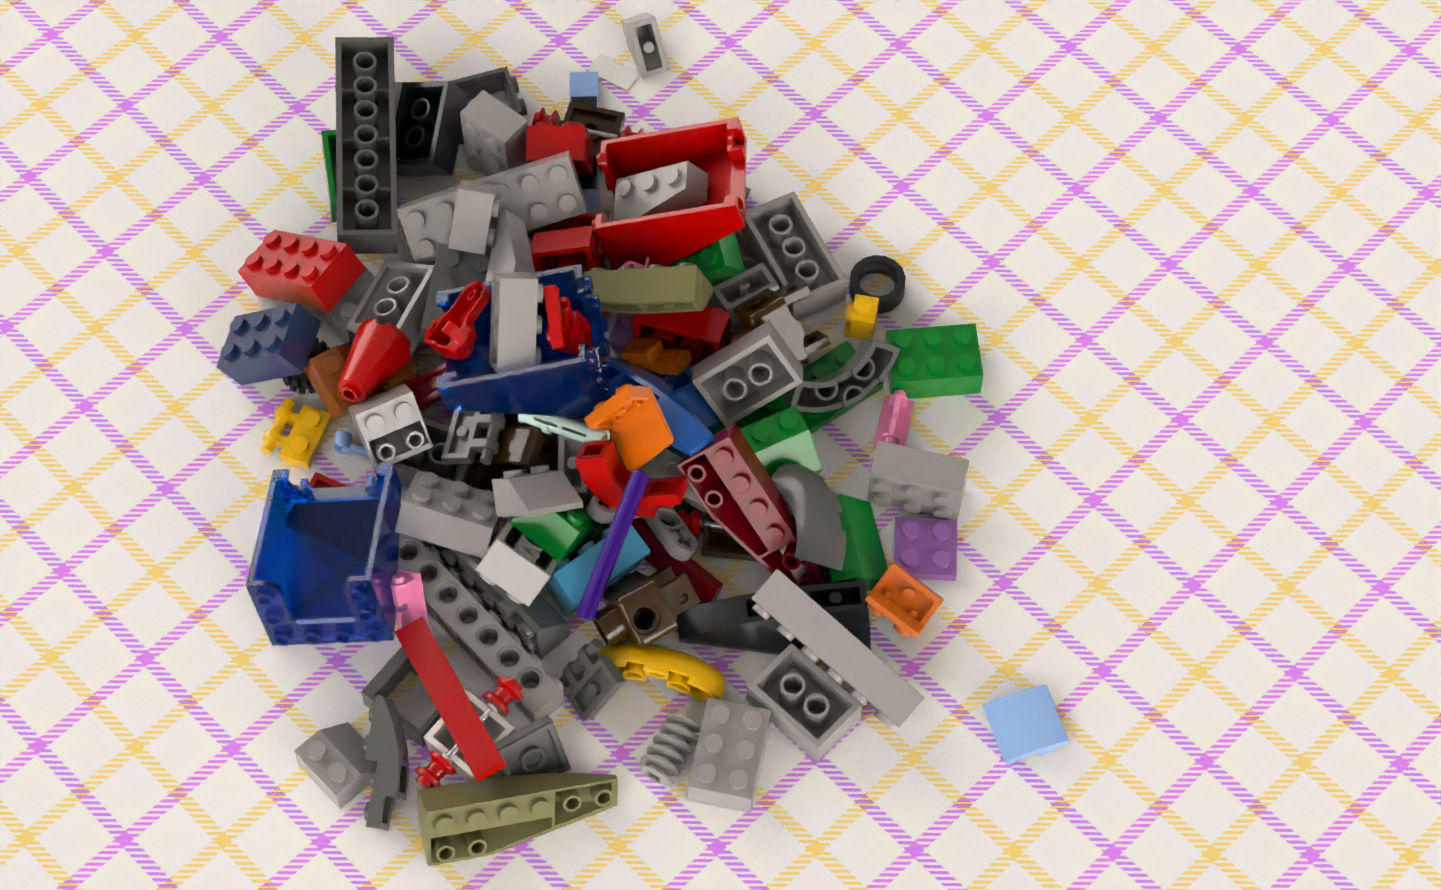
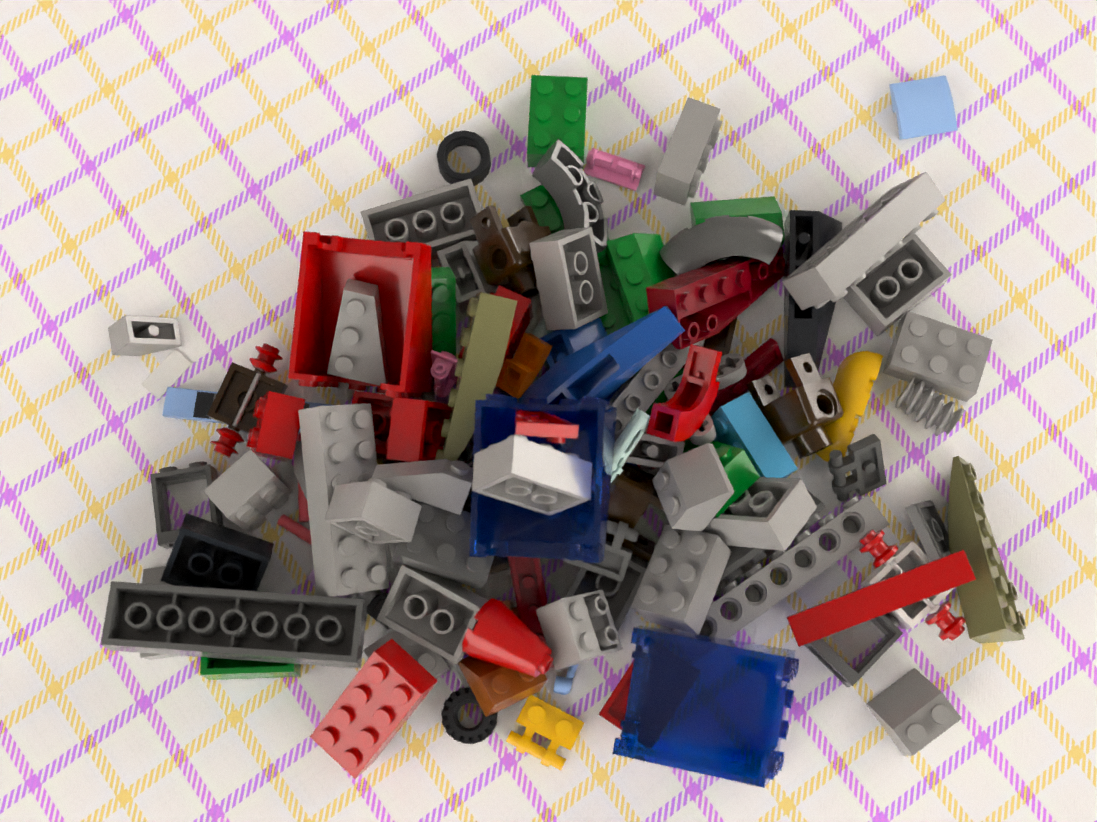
camera: 80 degrees left, 15 degrees up
(269, 344) = (455, 749): dark blue brick -> none
(388, 749) = (926, 666): dark grey slope -> none
(408, 592) = (764, 630): bright pink hinge -> none
(455, 330) = (520, 540): red piece -> none
(612, 545) = (751, 421): dark purple axle -> none
(633, 423) = (643, 379): orange bracket -> none
(861, 317) = (500, 177): yellow brick -> none
(903, 601) = (805, 186): orange bracket -> none
(926, 547) = (742, 162): medium lavender plate -> none

